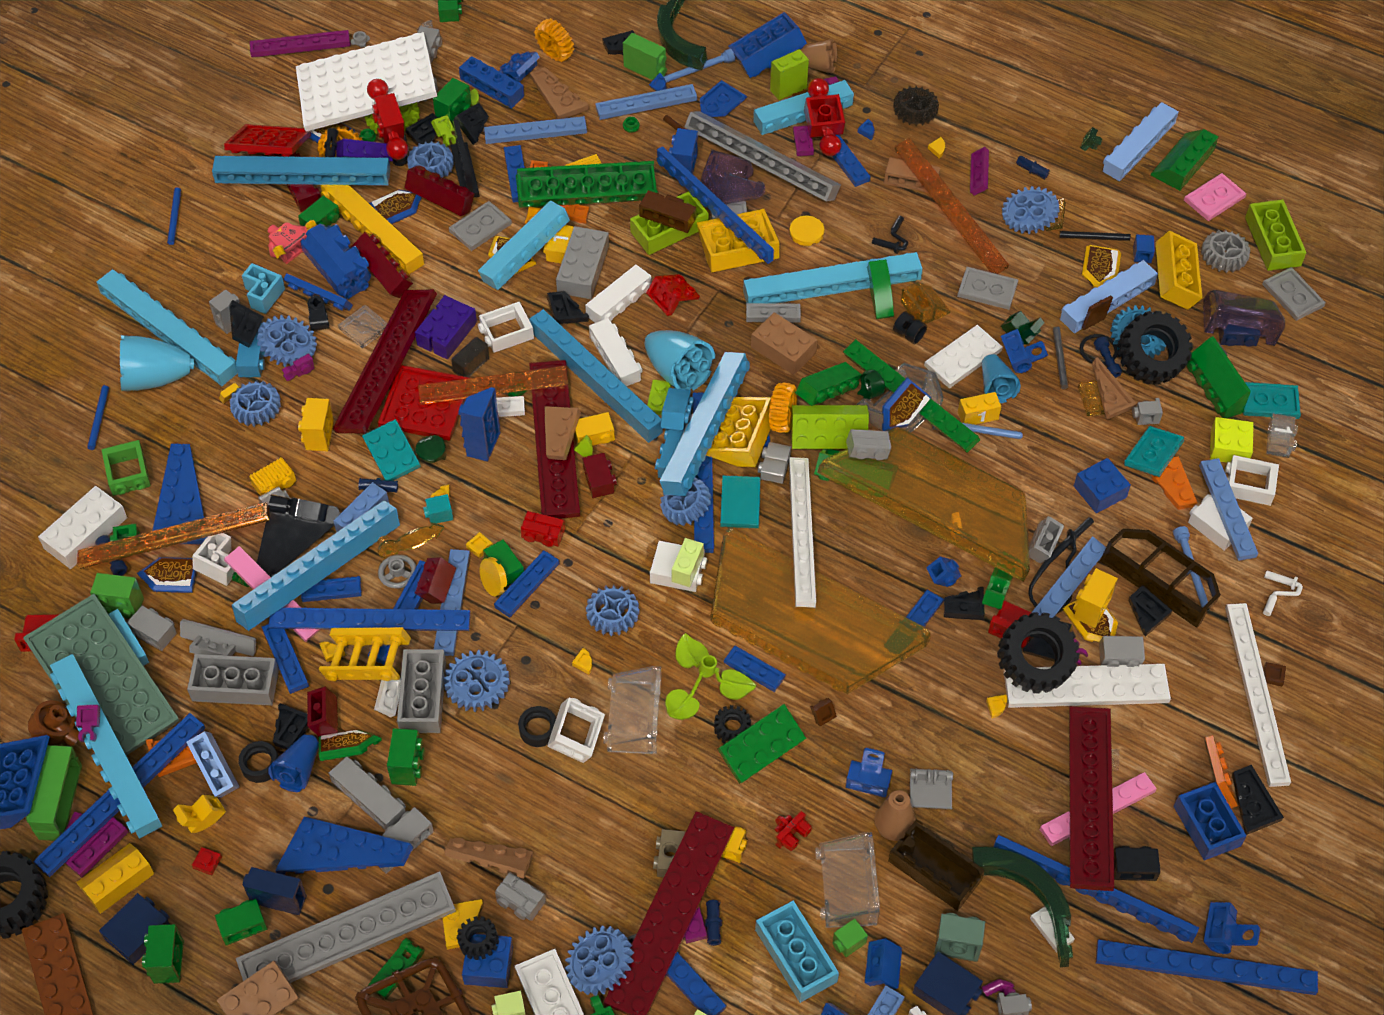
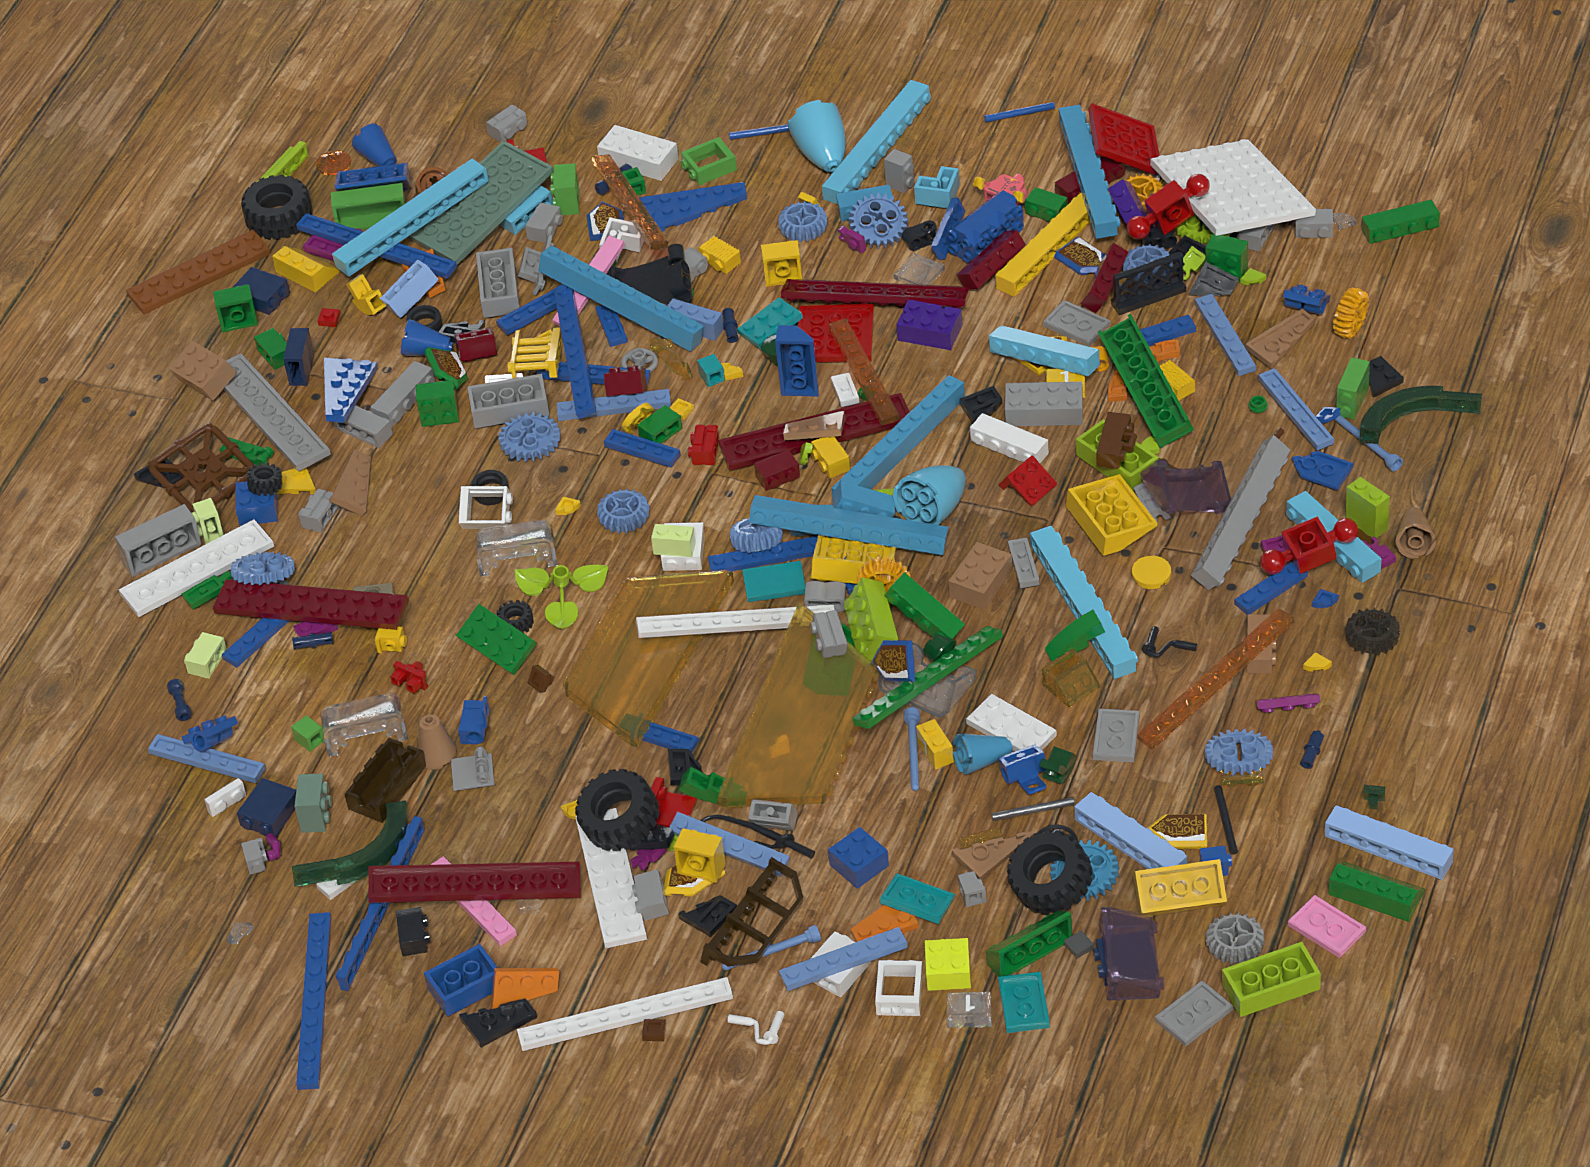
camera: 85 degrees right, 10 degrees down
(87, 718) = (421, 193): magenta plate -> none
(244, 323) = (879, 180): black wing -> none
(299, 43) = (1282, 134): magenta plate -> none
(332, 134) = (1135, 178): black pin -> none
(360, 39) = (1307, 175): light grey plate -> none
(470, 358) = (895, 350): clear smoke brick -> none
(491, 82) = (1281, 277): blue brick -> none
(502, 315) = (961, 371): white window -> none
(614, 352) = (934, 450): white brick -> none
(685, 147) = (1218, 444): blue brick -> none
(715, 205) = (1131, 476): blue plate -> none
(754, 668) = (582, 625): blue tile -> none
(767, 44) = (1411, 483): blue slope -> none
(796, 951) = (287, 695): medium azure brick -> none
(883, 963) = (286, 764): blue panel -> none
(909, 327) = (1030, 672): black wheel -> none
(944, 571) = (716, 742): blue brick -> none
(1097, 312) = (1094, 823): reddish brown piece -> none
(1224, 931) = (351, 1004): blue piece -> none

